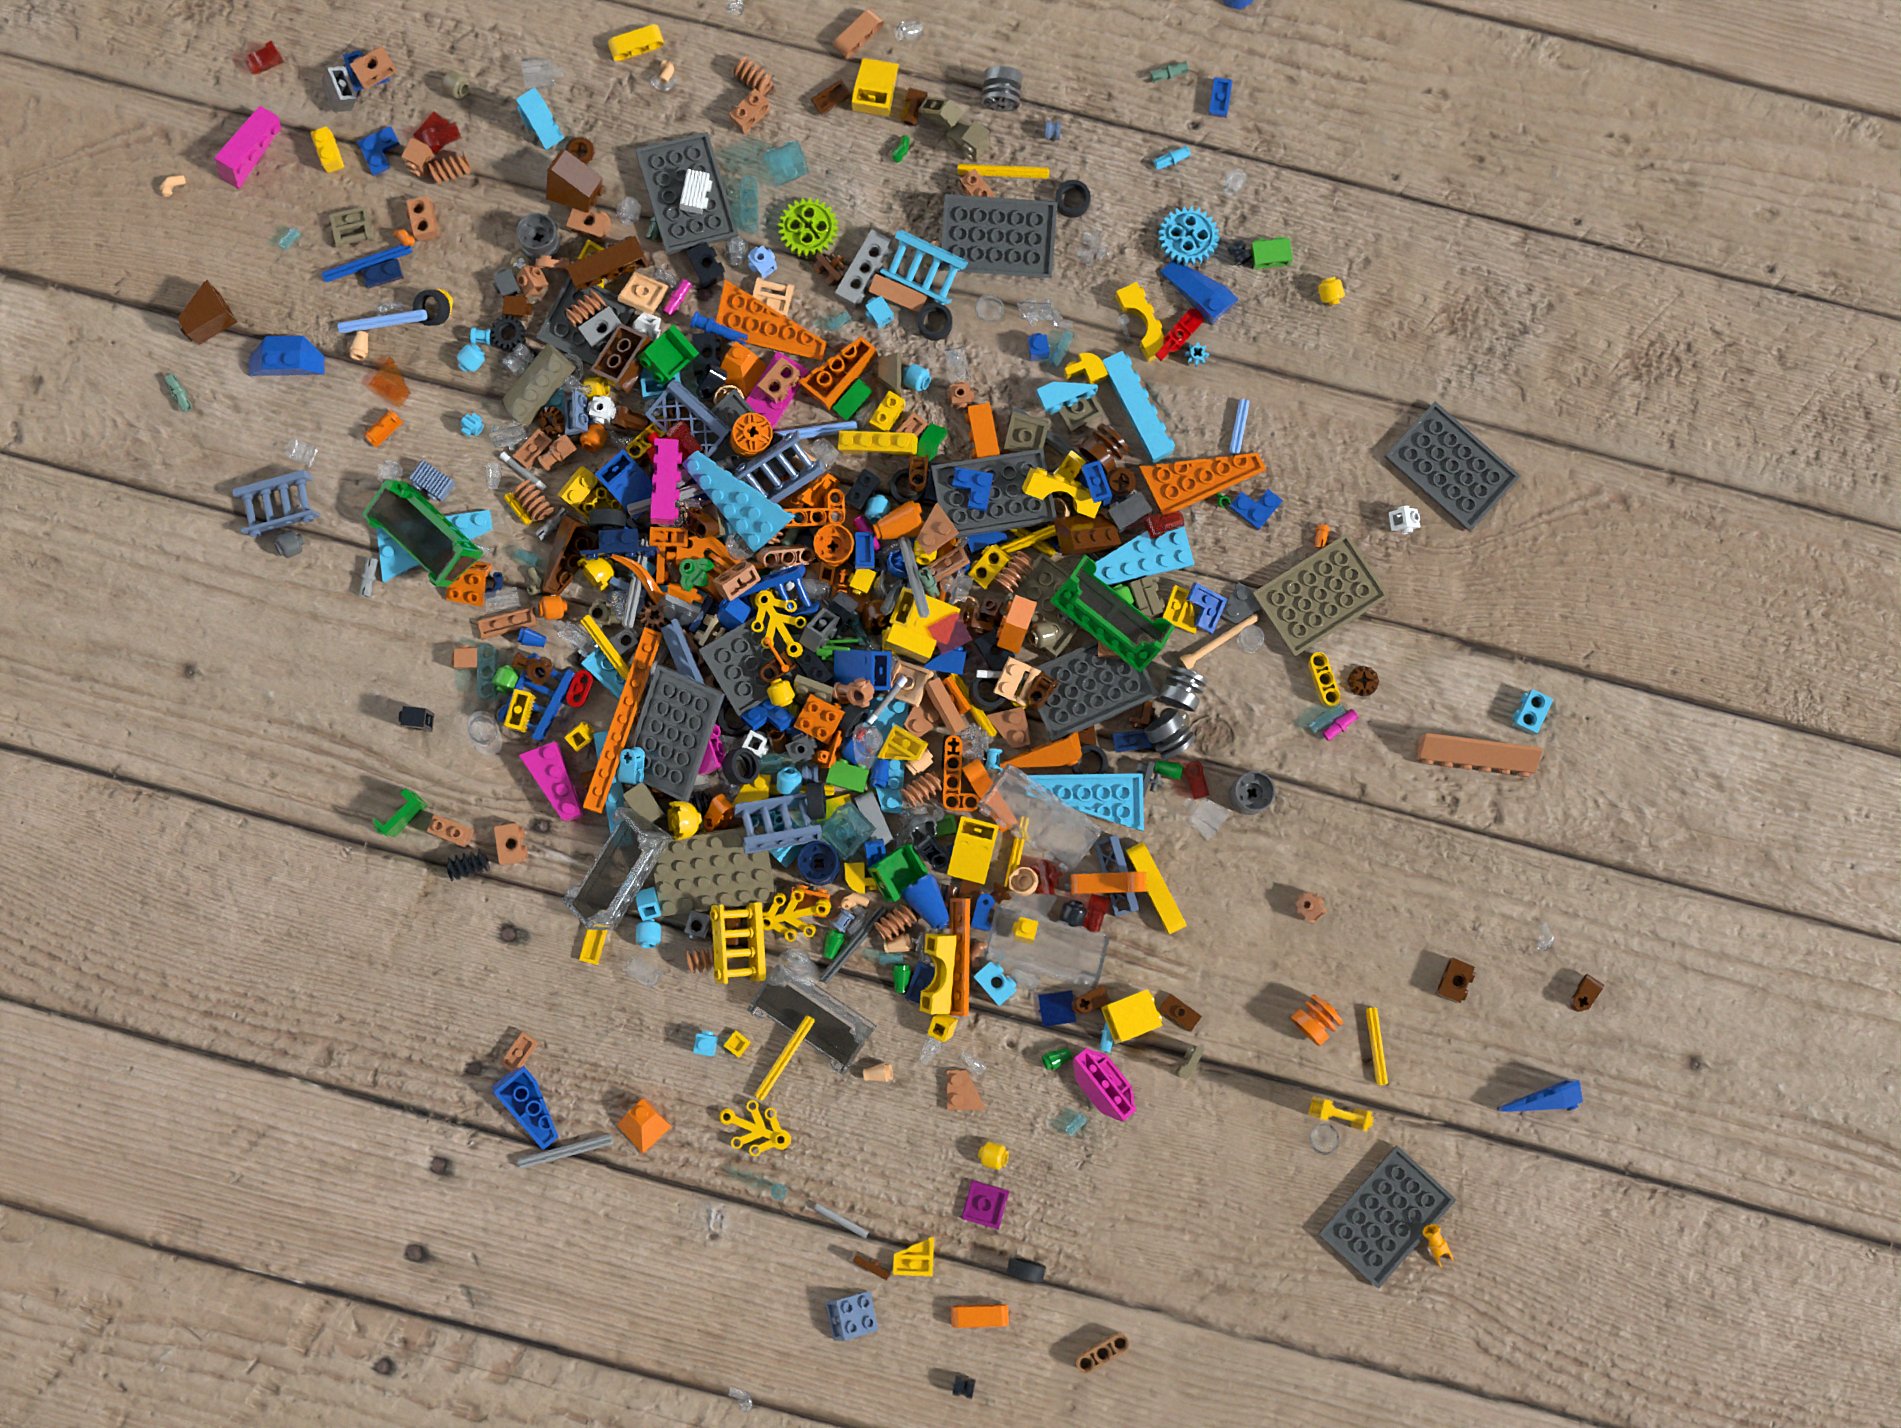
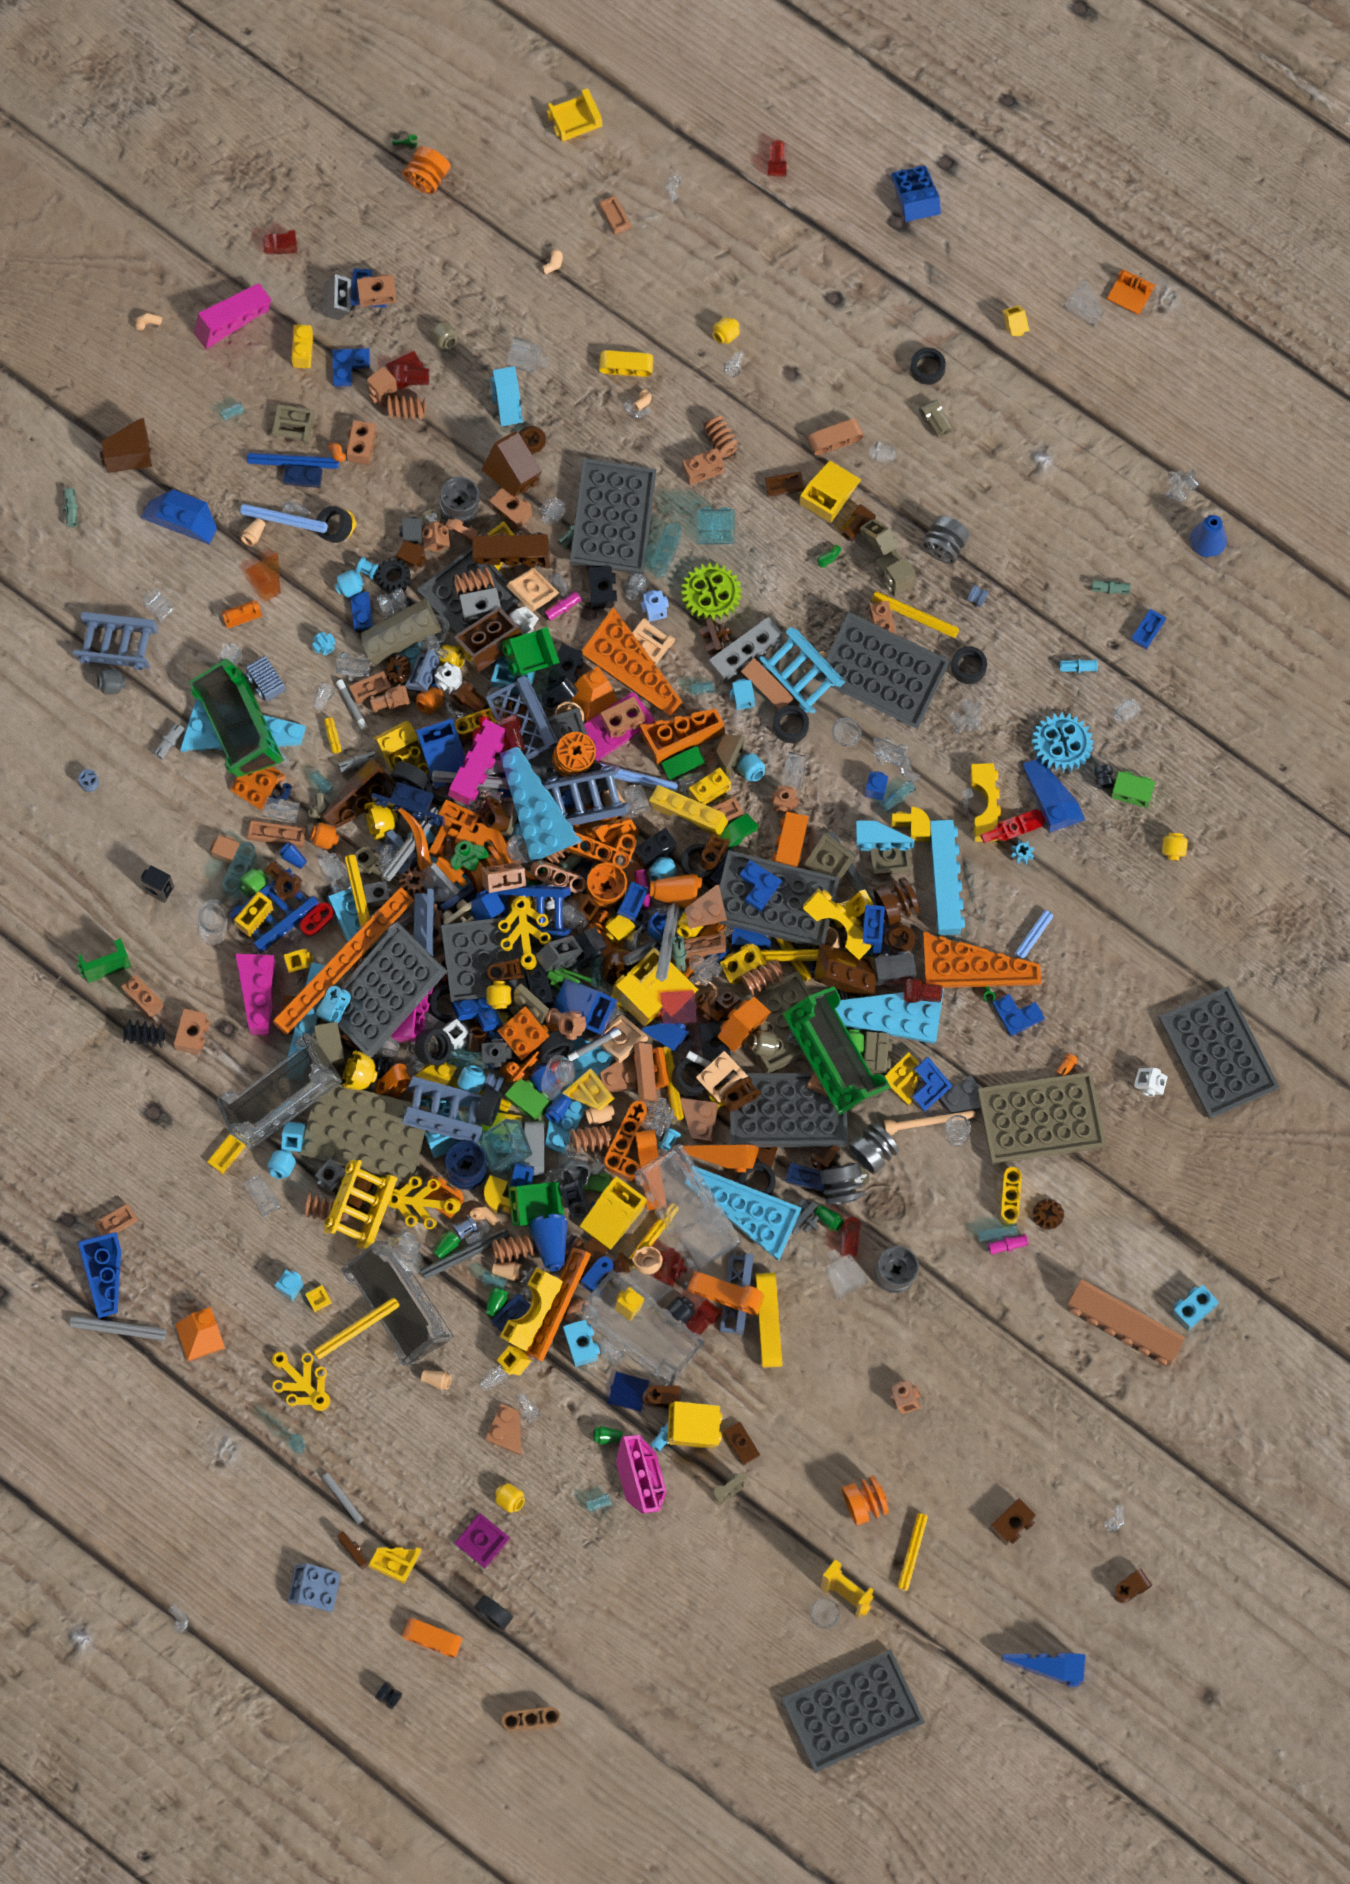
camera: 20 degrees right, 10 degrees down
(306, 644) = (88, 776): none -> sand blue wheel
(493, 379) = (361, 611): none -> blue plate
(531, 501) = (347, 734): nougat piece -> none
(694, 191) = (620, 518): white brick -> none
(710, 326) = (581, 643): blue pin -> none
(762, 479) = (567, 800): none -> blue wheel
(767, 640) = (512, 973): orange hinge -> none
(1436, 1243) = (888, 1753): light orange piece -> none

